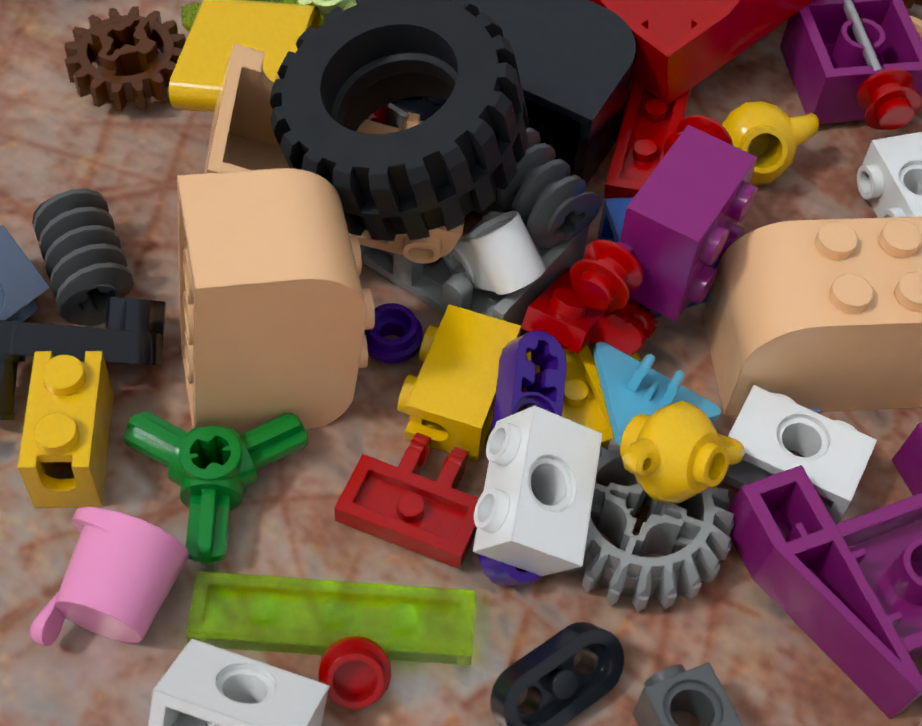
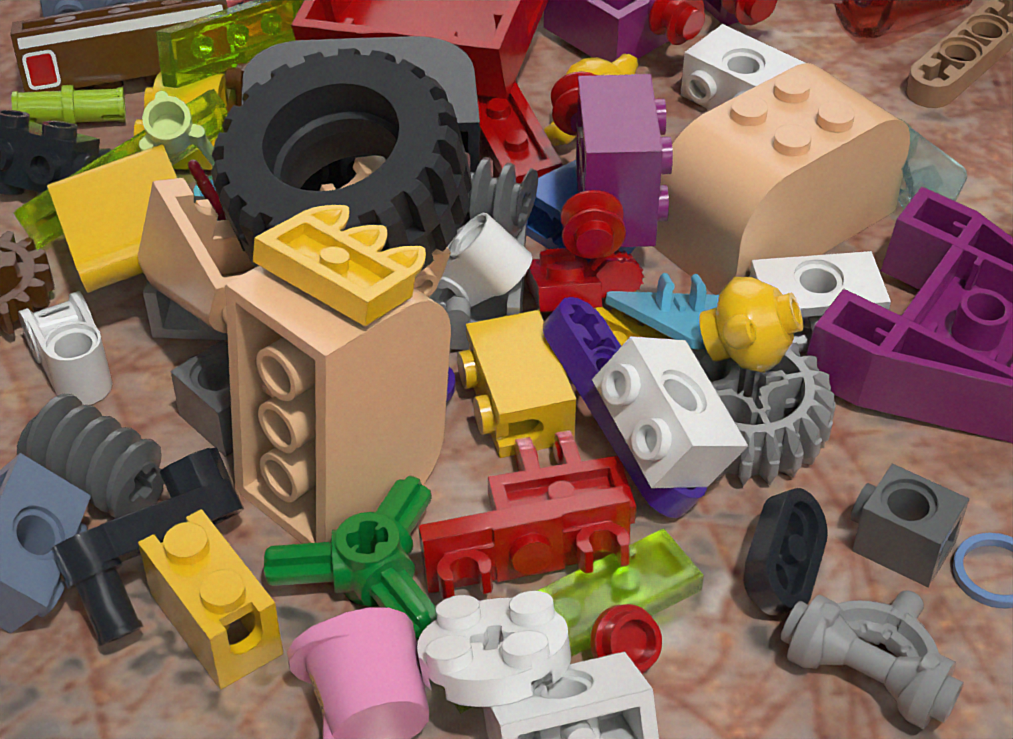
camera: 30 degrees left, 10 degrees down
(144, 149) = (69, 349): none -> white piece
(222, 583) = (493, 648): none -> white plate
(277, 208) = (340, 265): none -> yellow plate
(345, 532) = (525, 540): none -> red plate

